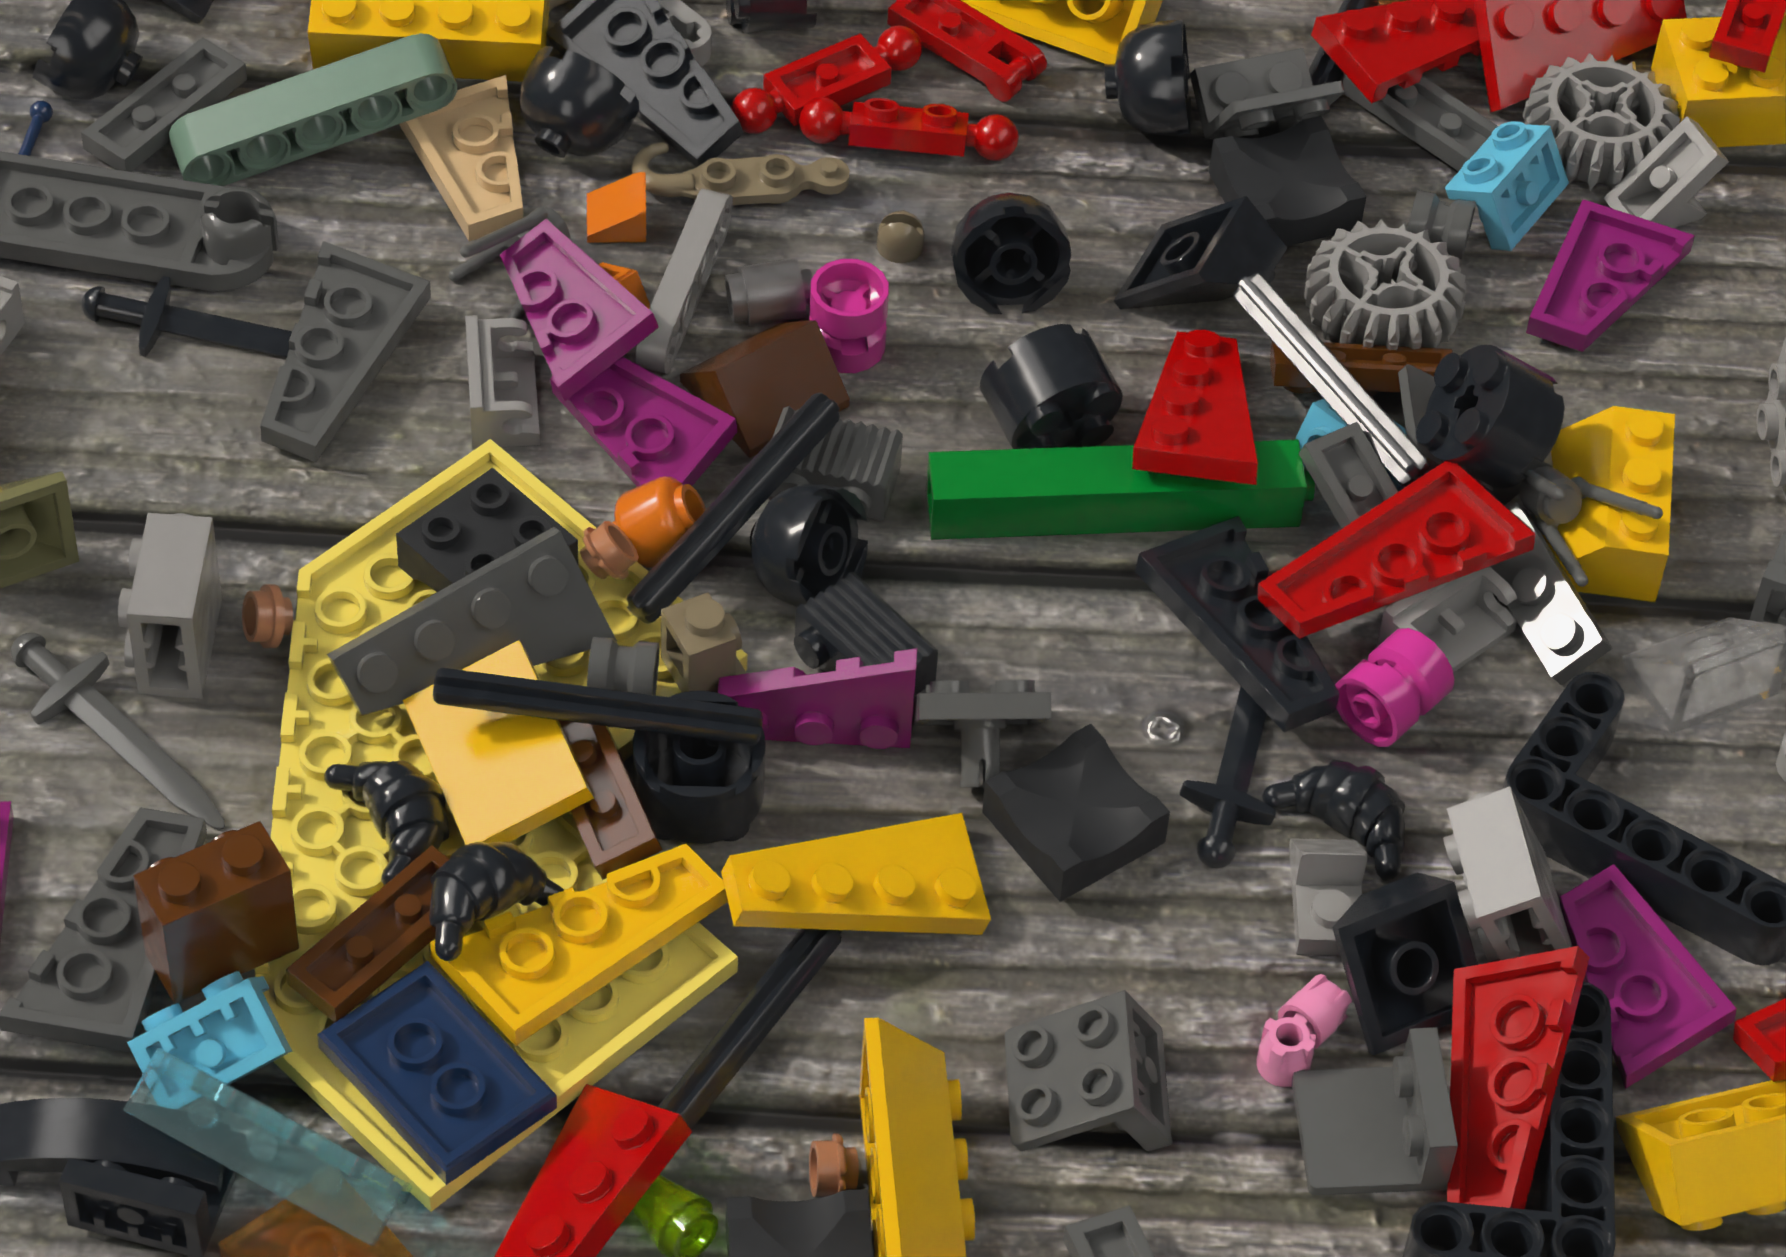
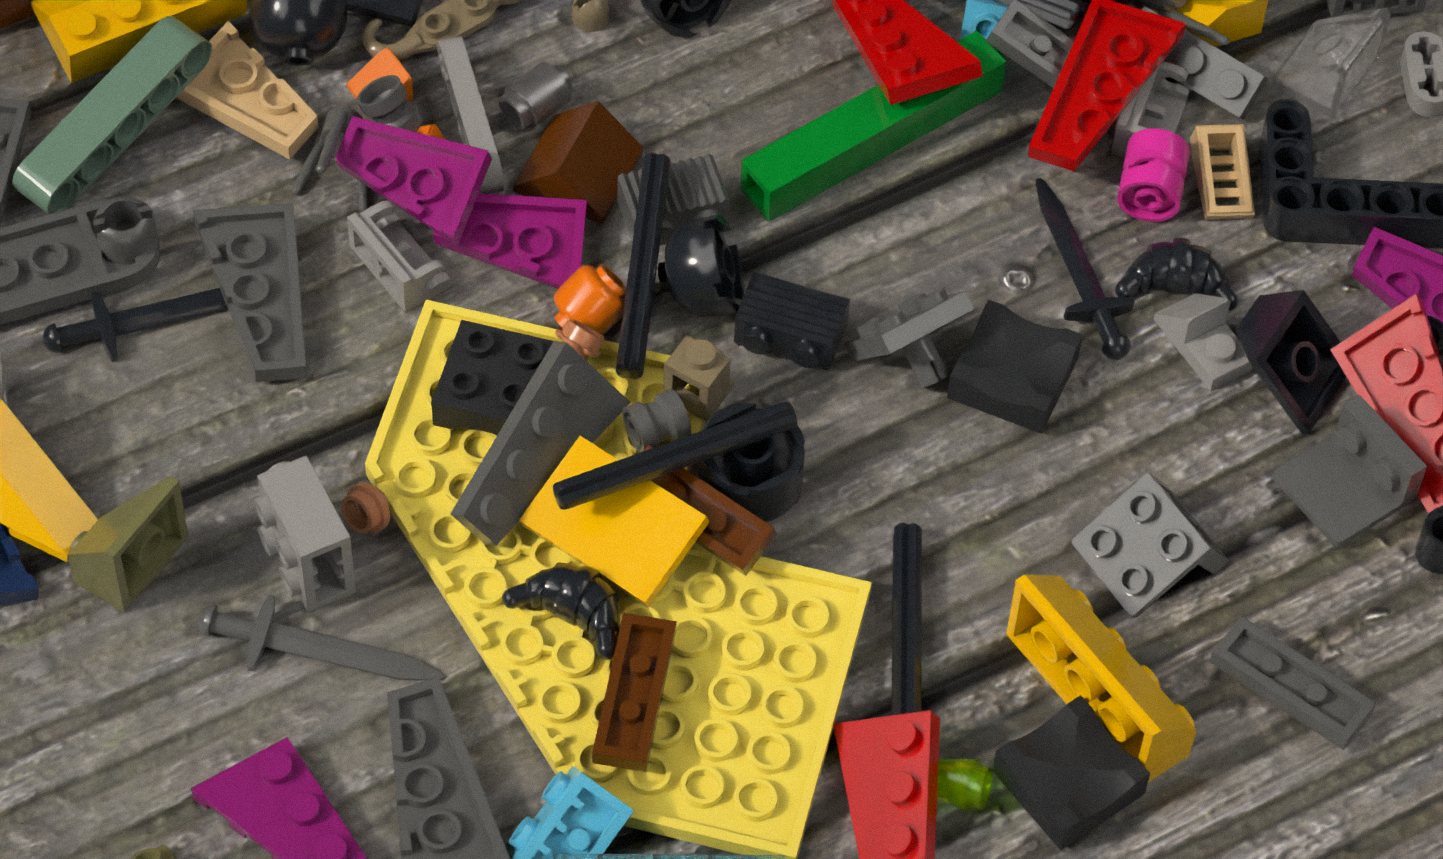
camera: 30 degrees left, 5 degrees up
(216, 910) = (522, 736): reddish brown brick -> none
(437, 1072) = (738, 768): dark blue tile -> none
(479, 885) = (683, 623): black piece -> none
(556, 956) = (764, 635): yellow wing -> none
(600, 230) = (386, 103): none -> dark grey wheel
(832, 1167) = (1034, 694): nougat plate -> none
(833, 707) = (817, 369): magenta wing -> none
(851, 312) = (612, 76): dark pink wheel -> none
(869, 880) = (919, 485): yellow wing -> none
(1053, 391) = (791, 76): black brick -> none
(1213, 591) = (998, 169): black wing -> none
(1284, 1049) = (1257, 460): bright pink hose -> none
(1321, 1004) = (1257, 424): bright pink hose -> none
(1502, 685) = (1222, 138): none -> tan slope
(1505, 877) = (1329, 272): light grey brick -> none

